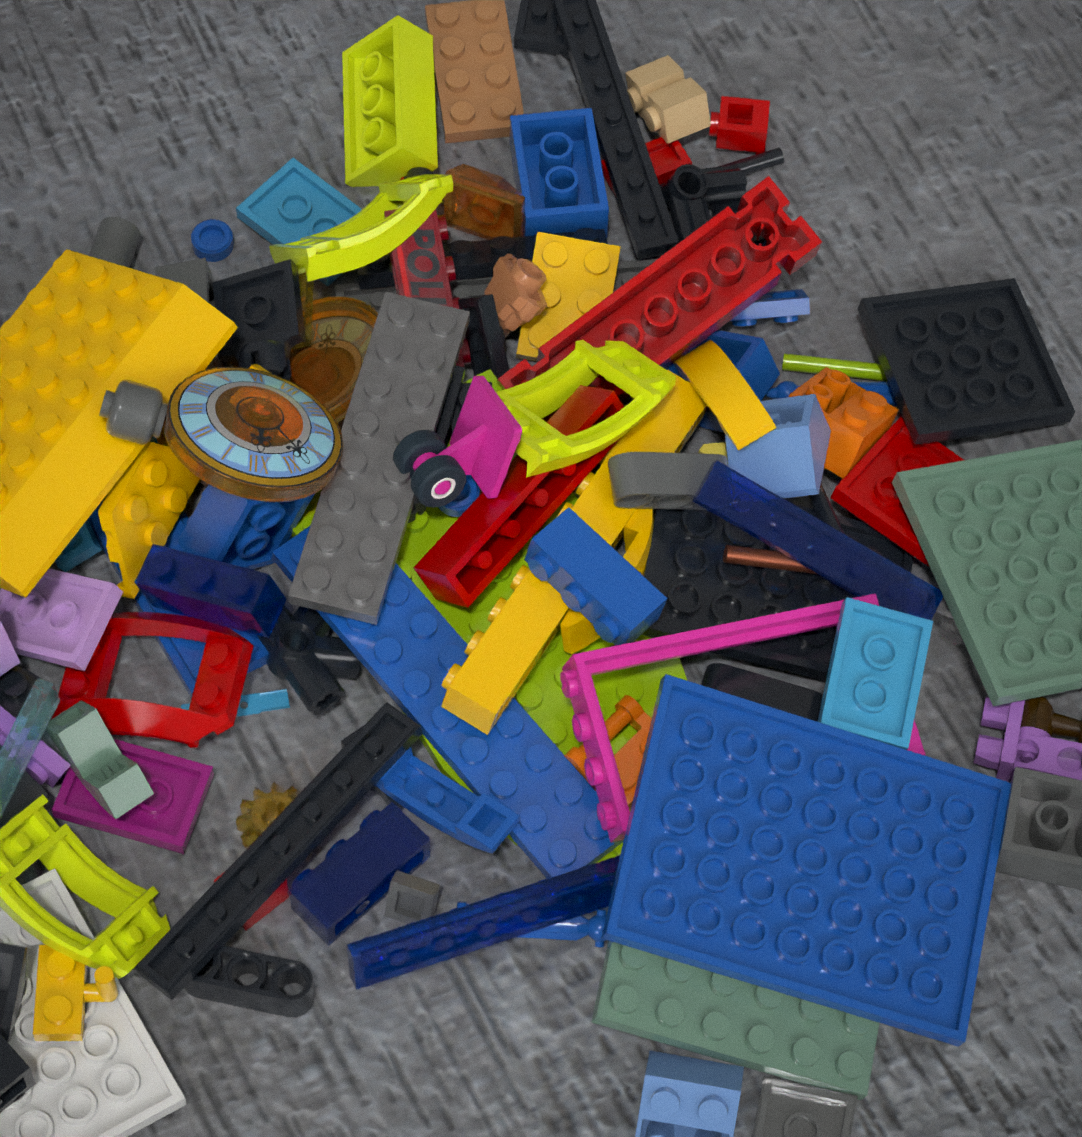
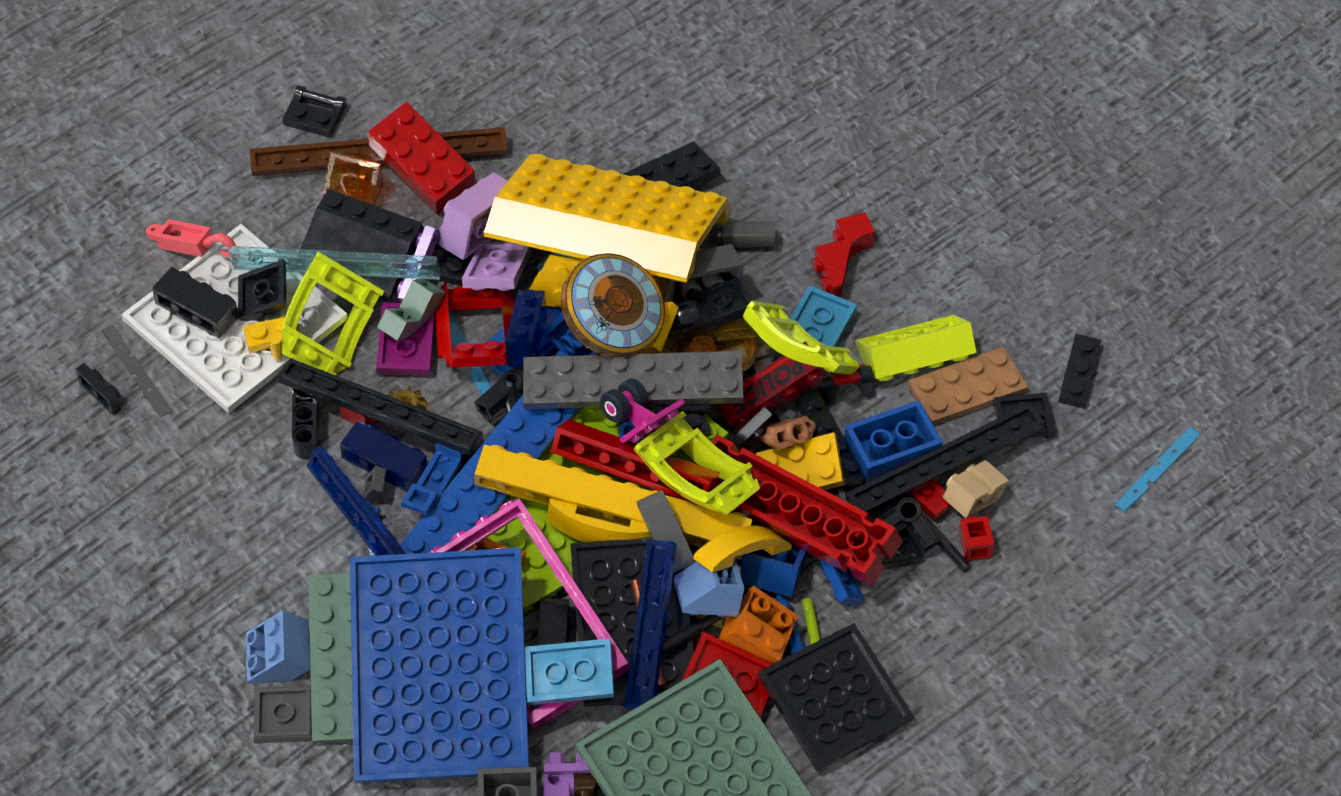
camera: 75 degrees right, 5 degrees down
(134, 412) = (601, 239): dark grey head -> none
(203, 165) = (831, 259): none -> red arch
(212, 240) = (787, 283): blue tile -> none
(483, 204) = (861, 399): clear orange slope -> none
(594, 579) = (576, 501): blue brick -> none

